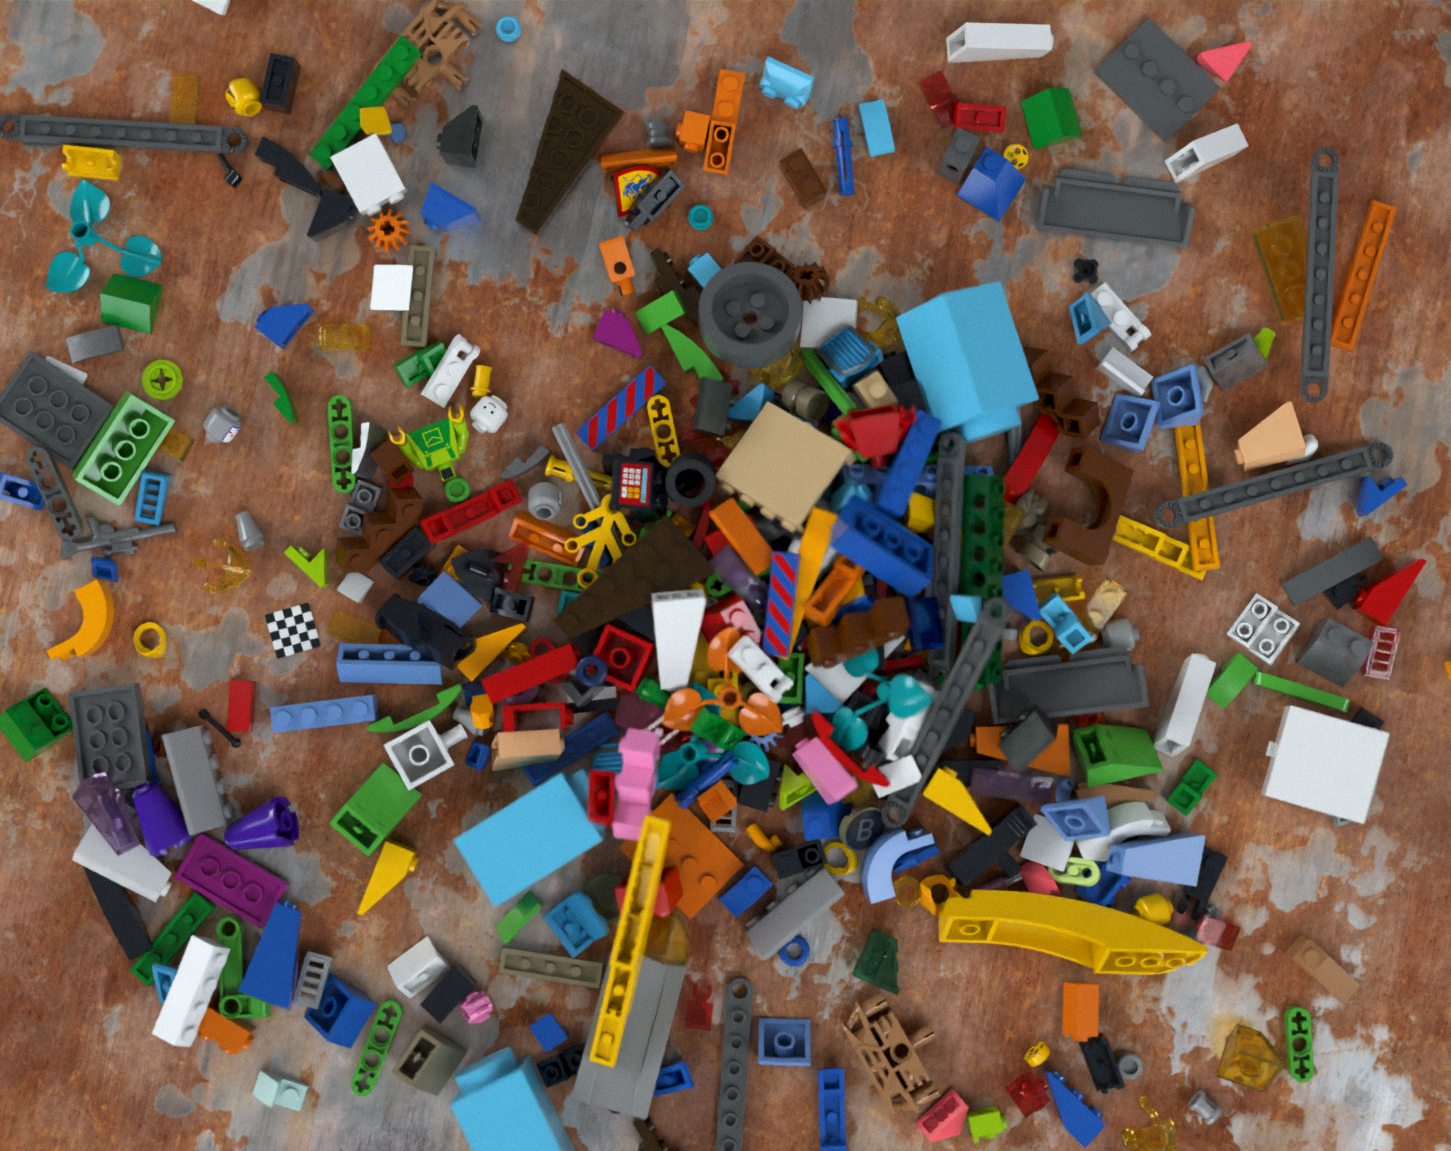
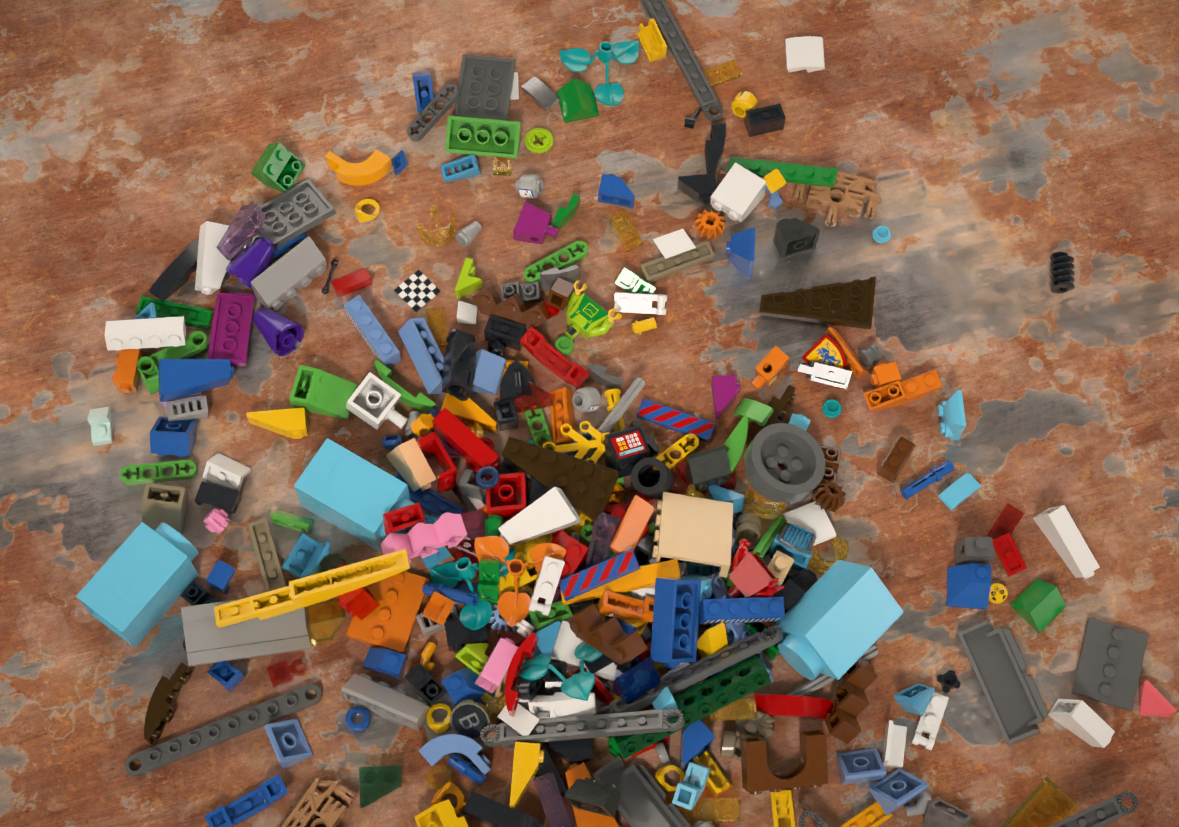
camera: 60 degrees right, 20 degrees down
(120, 540) = (422, 164): flat silver piece -> none
(280, 445) = (534, 225): none -> magenta torso
(489, 414) = (624, 339): white head -> none

